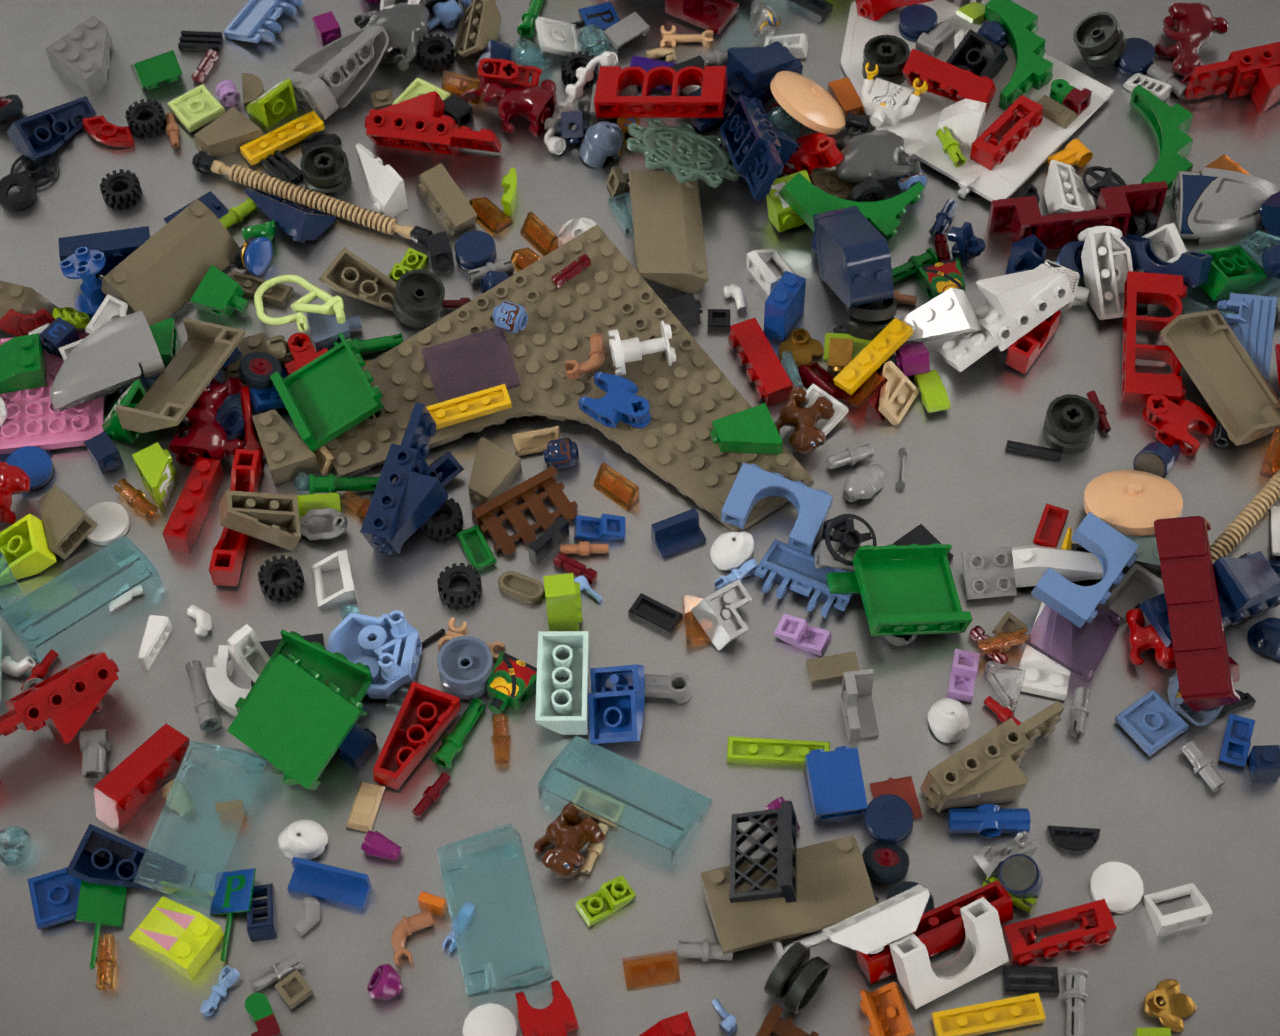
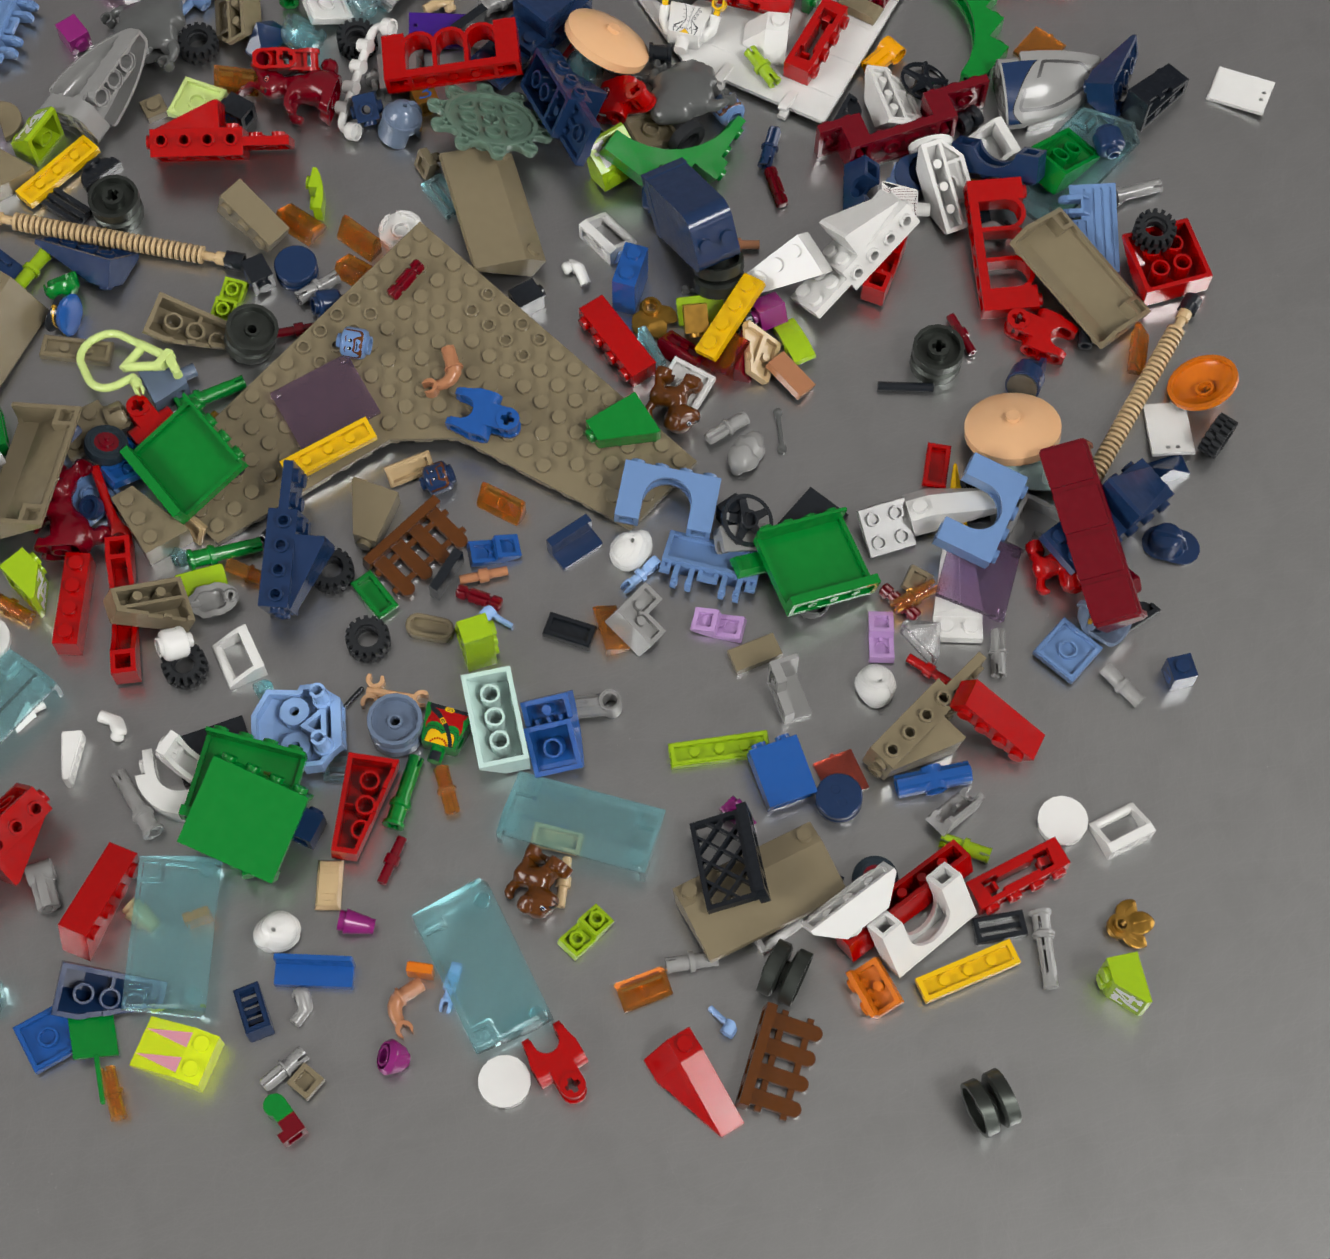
camera: 15 degrees left, 10 degrees up
(219, 294) = (39, 365): green torso -> none
(227, 978) = (237, 1084): light blue piece -> none
(231, 897) = (223, 1003): blue piece -> none
(274, 553) = (173, 643): none -> white head
(383, 183) = (182, 209): white wedge -> none
(445, 468) = (322, 517): dark blue slope -> none
(632, 349) = (489, 358): white piece -> none
(718, 320) = (564, 301): black tile -> none
(846, 95) = (642, 22): orange tile -> none
(885, 862) = (844, 840): black wheel -> none
(913, 263) = (752, 204): green pin -> none
(922, 420) = (790, 375): none -> nougat tile
(940, 277) = (781, 220): torso -> none
(967, 243) = (797, 174): dark blue hips -> none
(1021, 876) = (974, 831): pearl dark grey piece -> none
(1064, 772) = (997, 720): none -> red brick
(1073, 839) = (1014, 781): black tile -> none
(1237, 740) = (1149, 653): blue slope -> none

